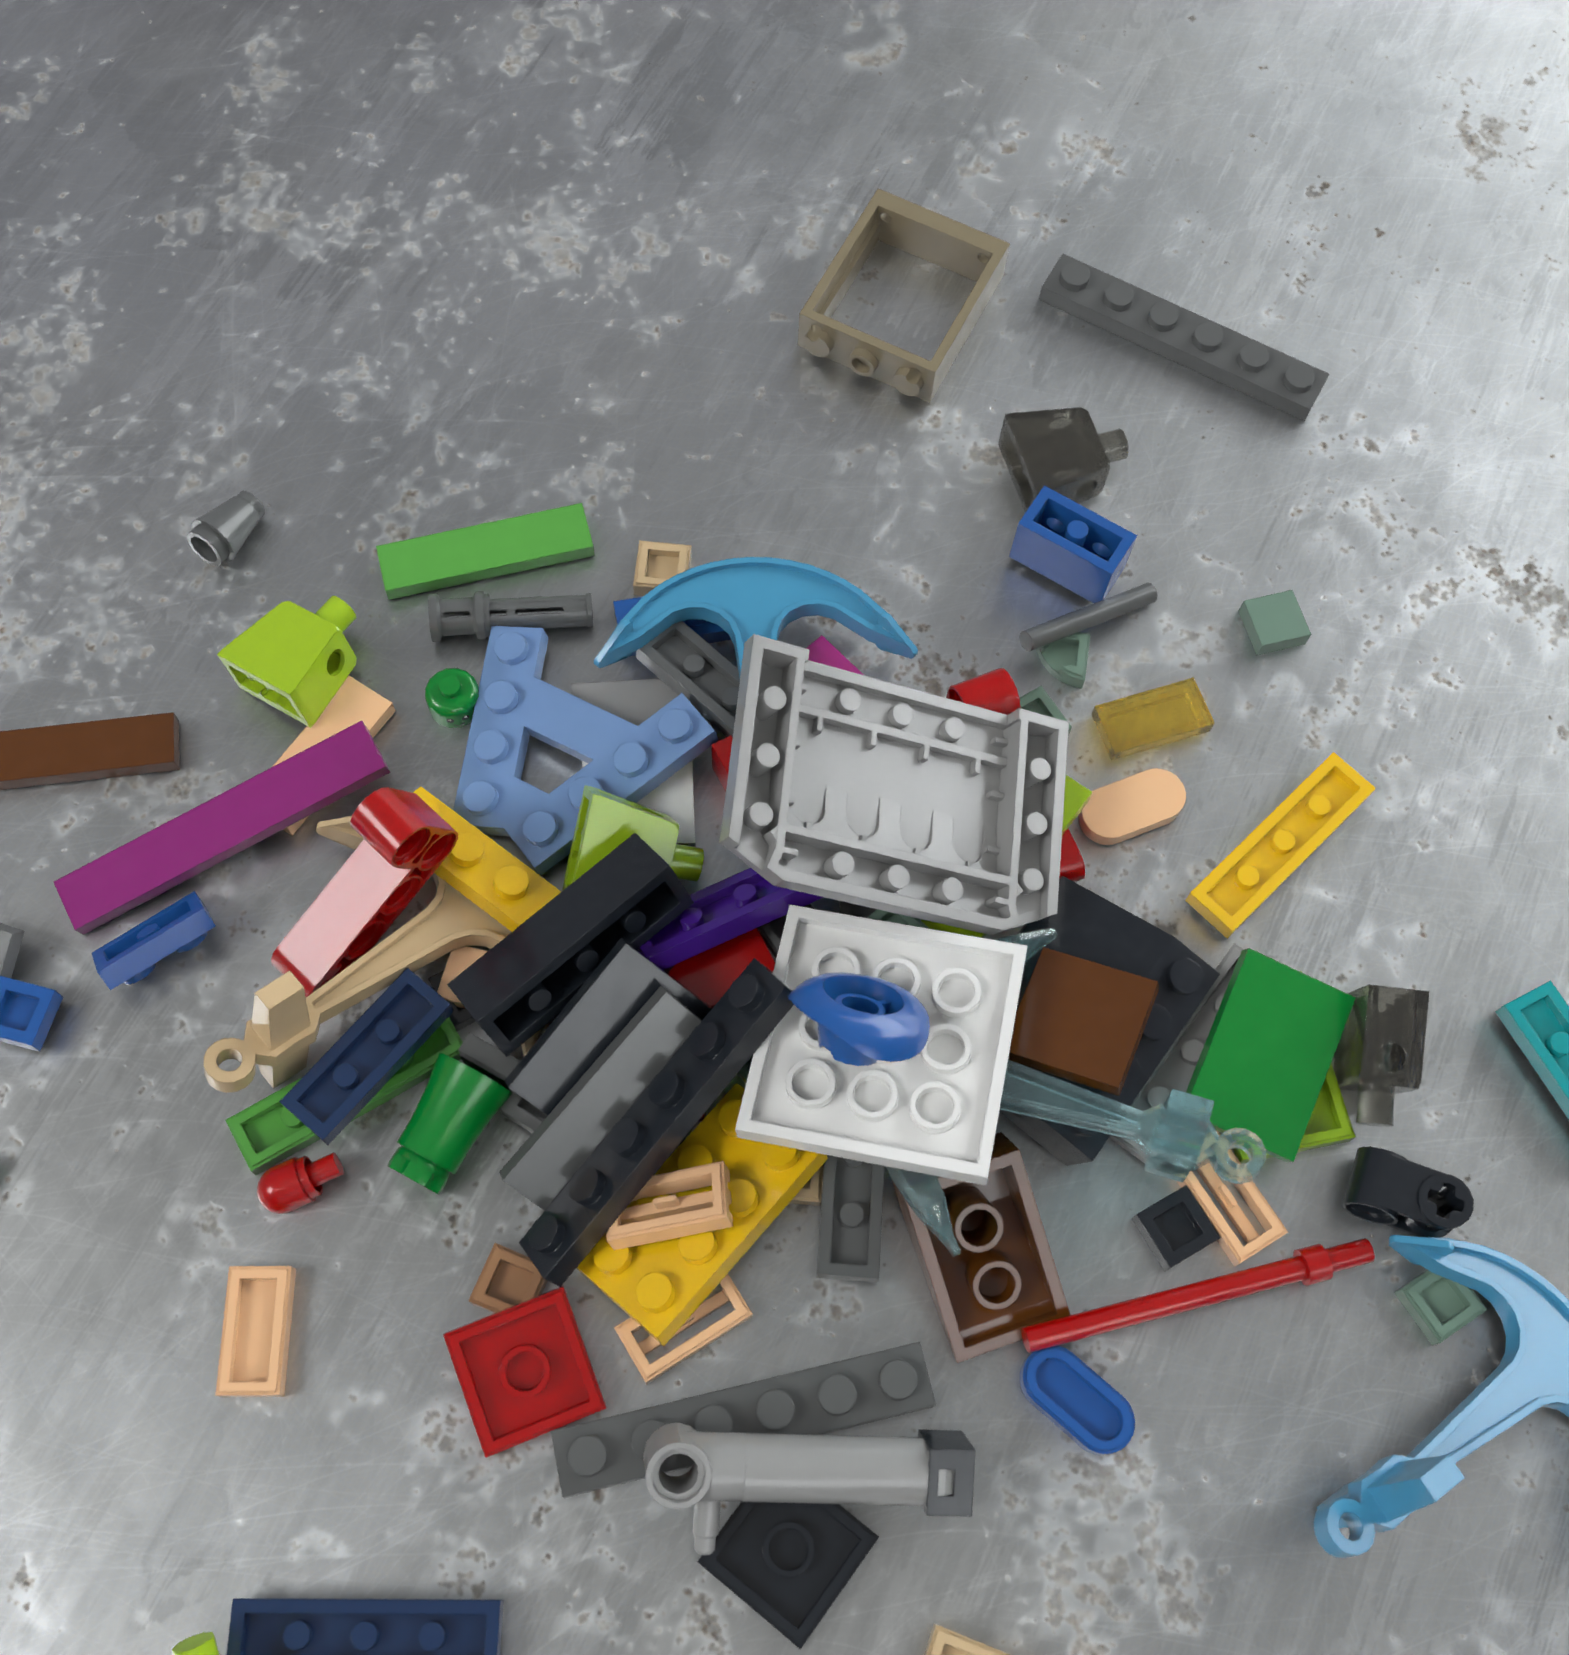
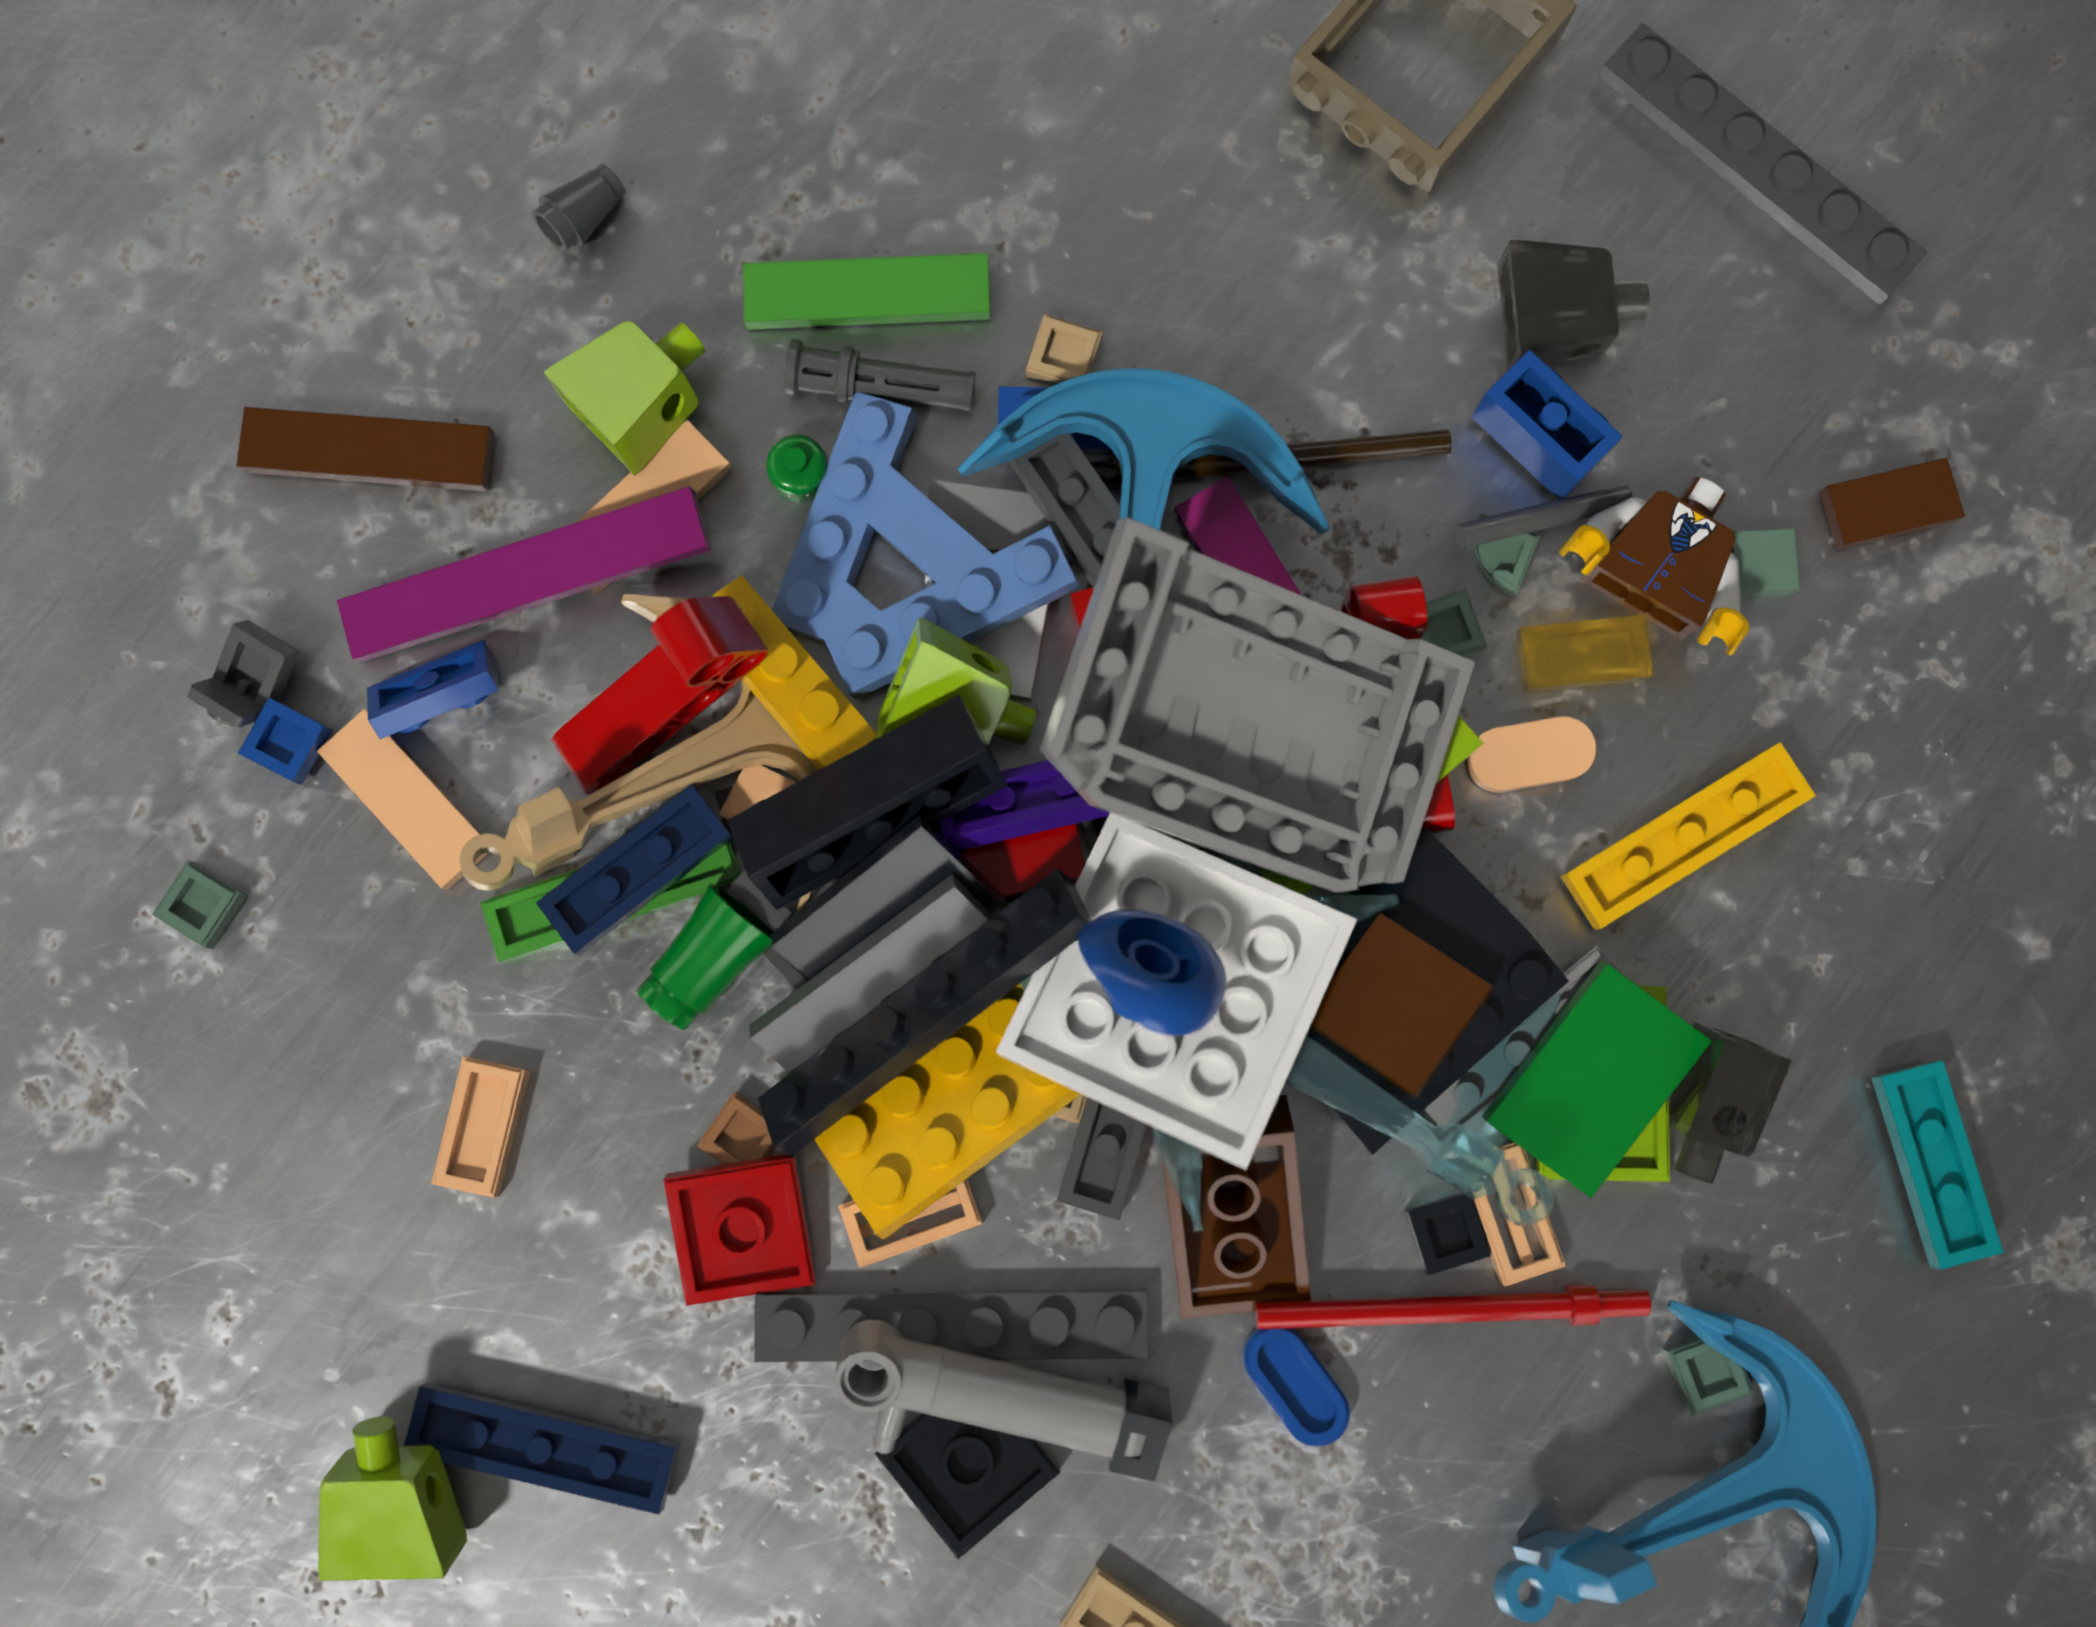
camera: 20 degrees right, 15 degrees up
(138, 1043) = (402, 798): none -> light nougat tile
(296, 1182) = (543, 983): red cylinder -> none
(672, 1215) = (921, 1126): light nougat tile -> none
(894, 605) = (1312, 454): none -> dark brown bar
(1199, 632) = (1667, 562): none -> reddish brown torso
(1361, 559) = (1892, 503): none -> reddish brown tile
(1397, 1191) = (1696, 1252): black piece -> none

